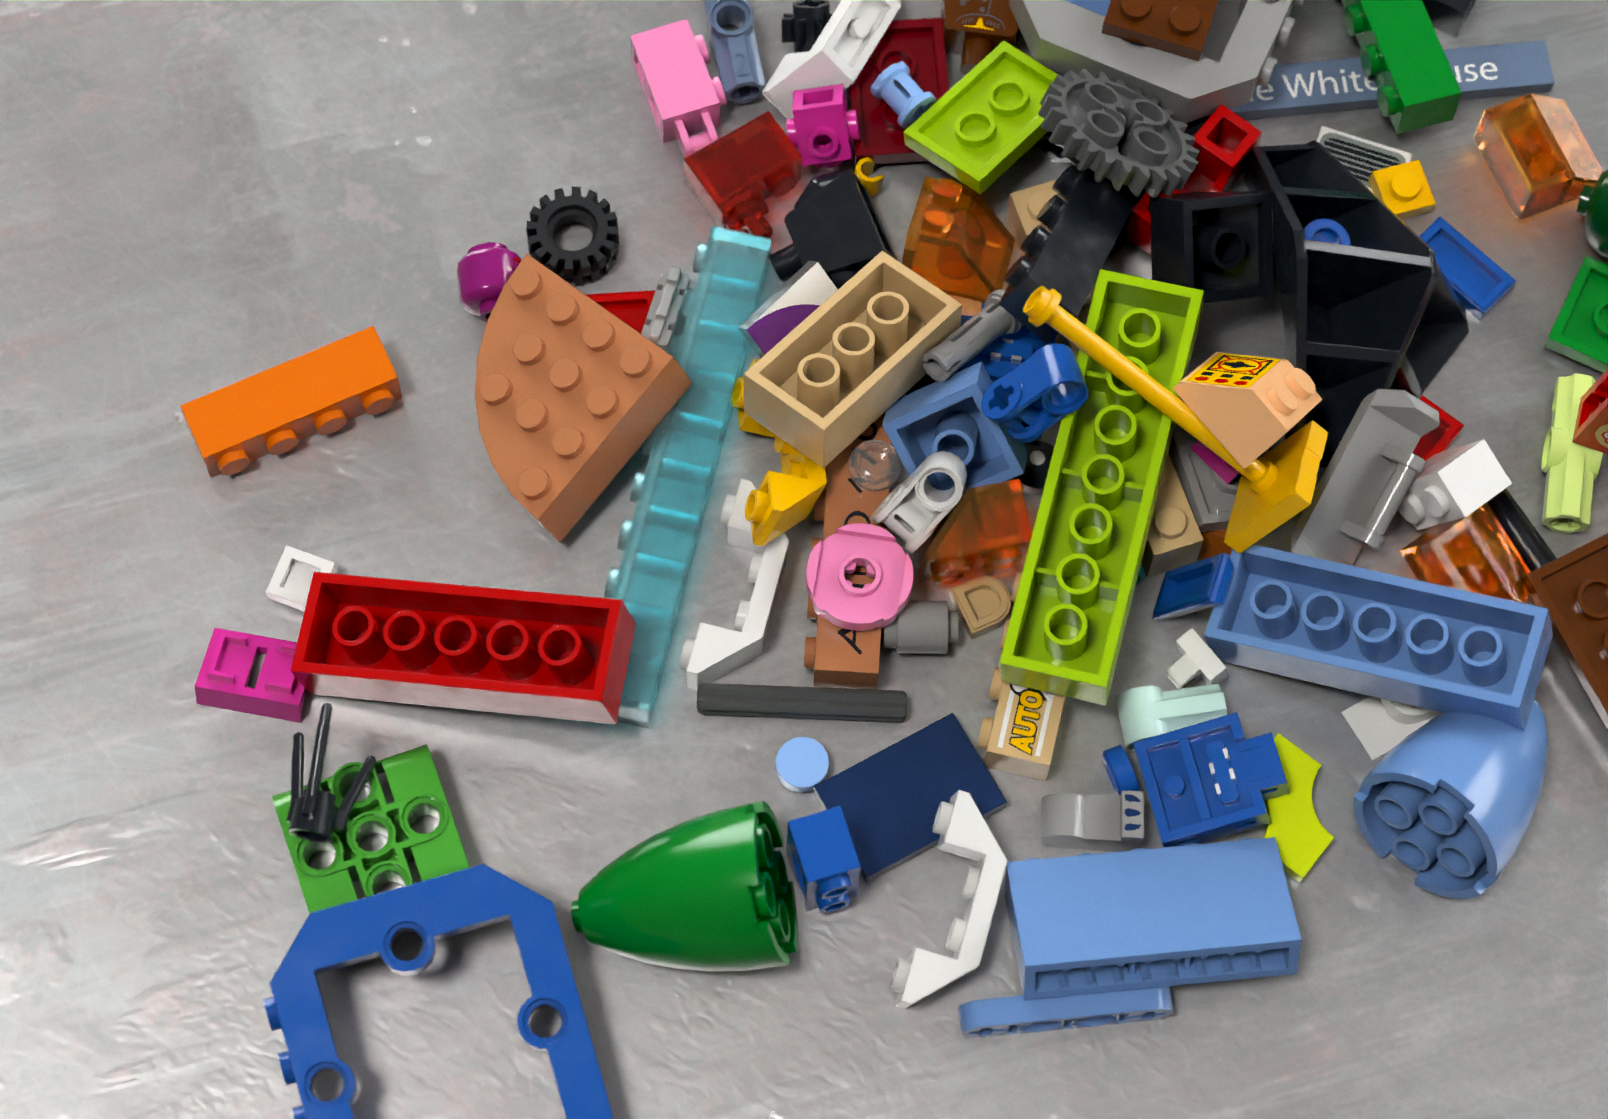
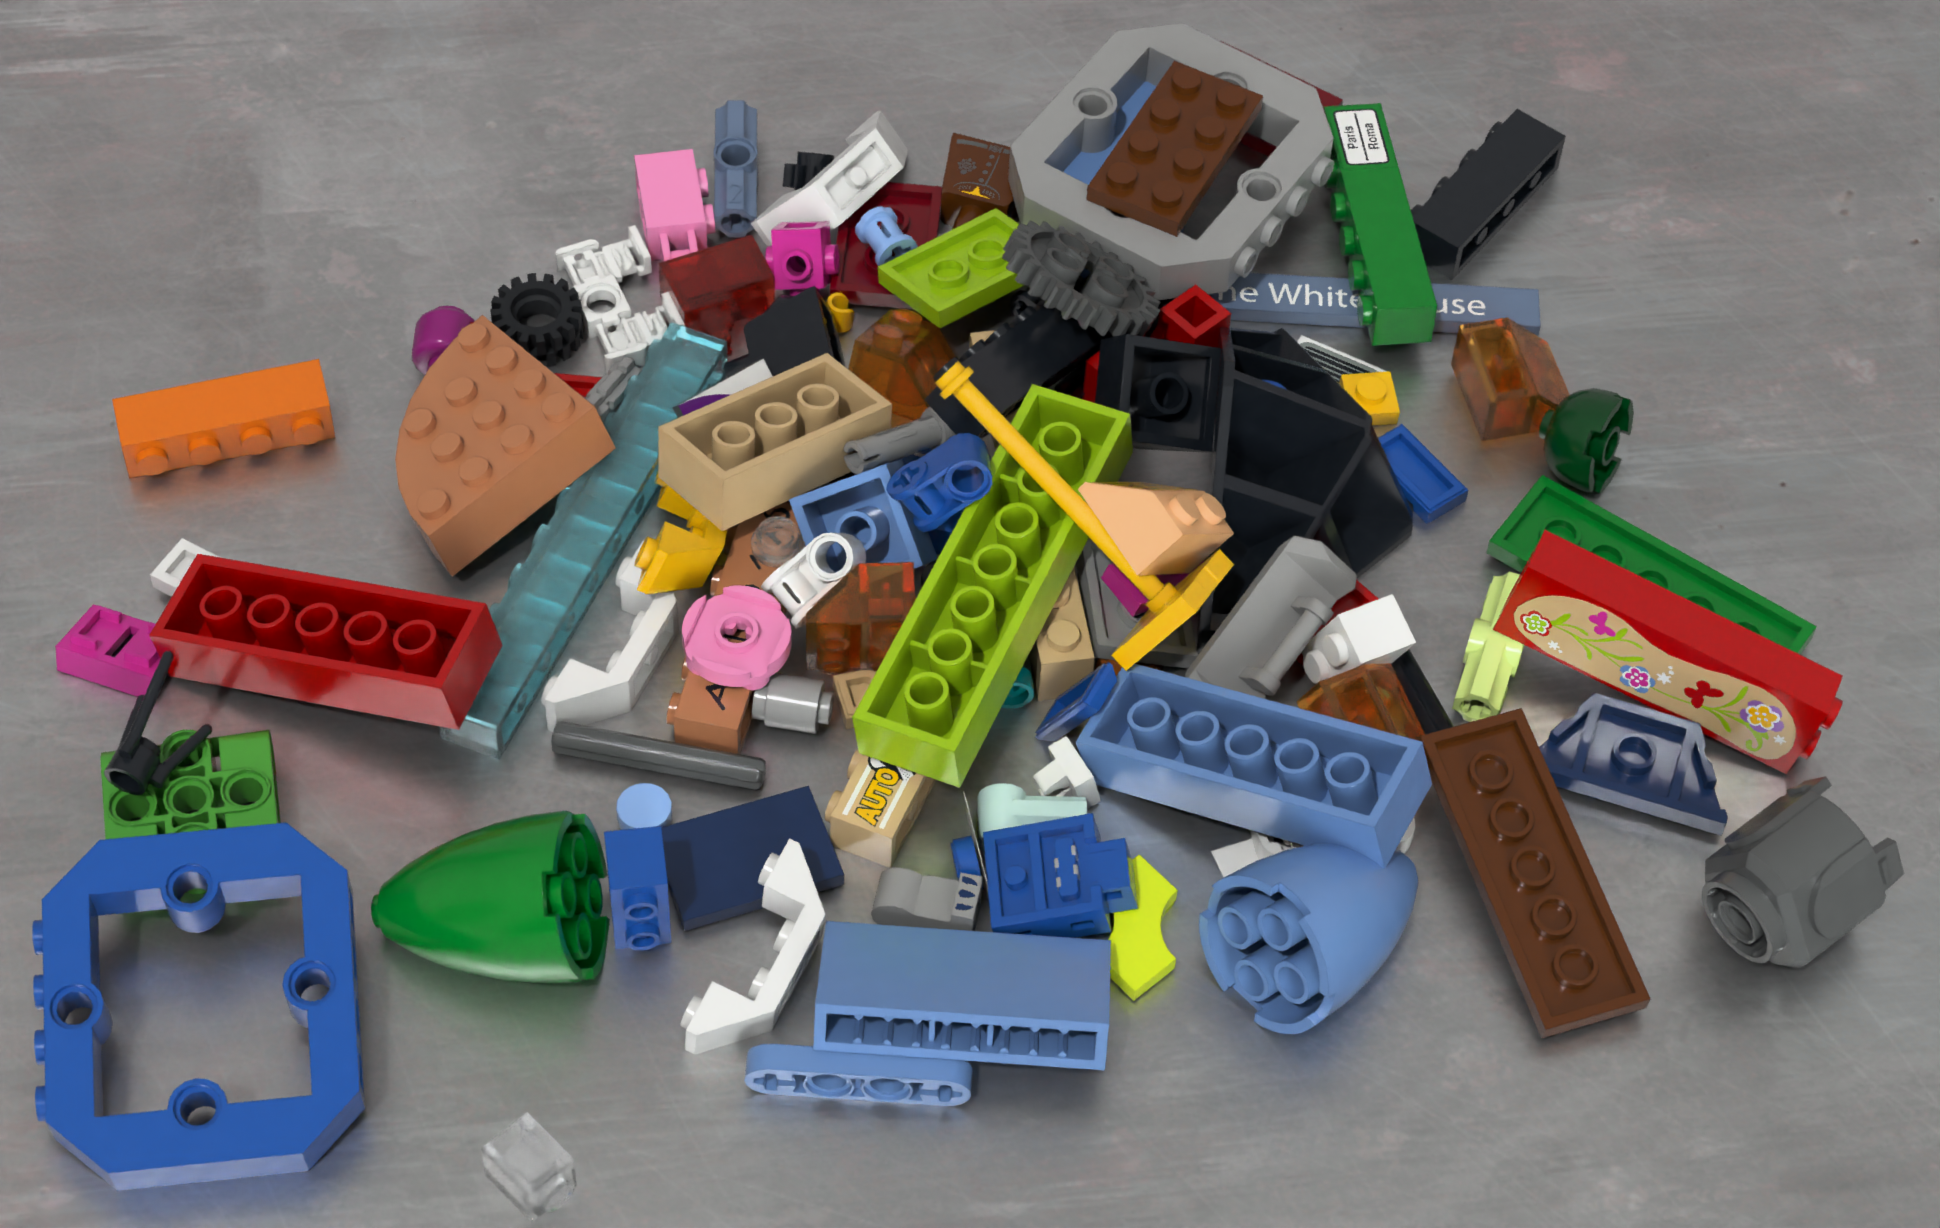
camera: 10 degrees right, 15 degrees down
(618, 176) = (597, 279): none -> white piece
(1120, 740) = (976, 848): none -> white sticker

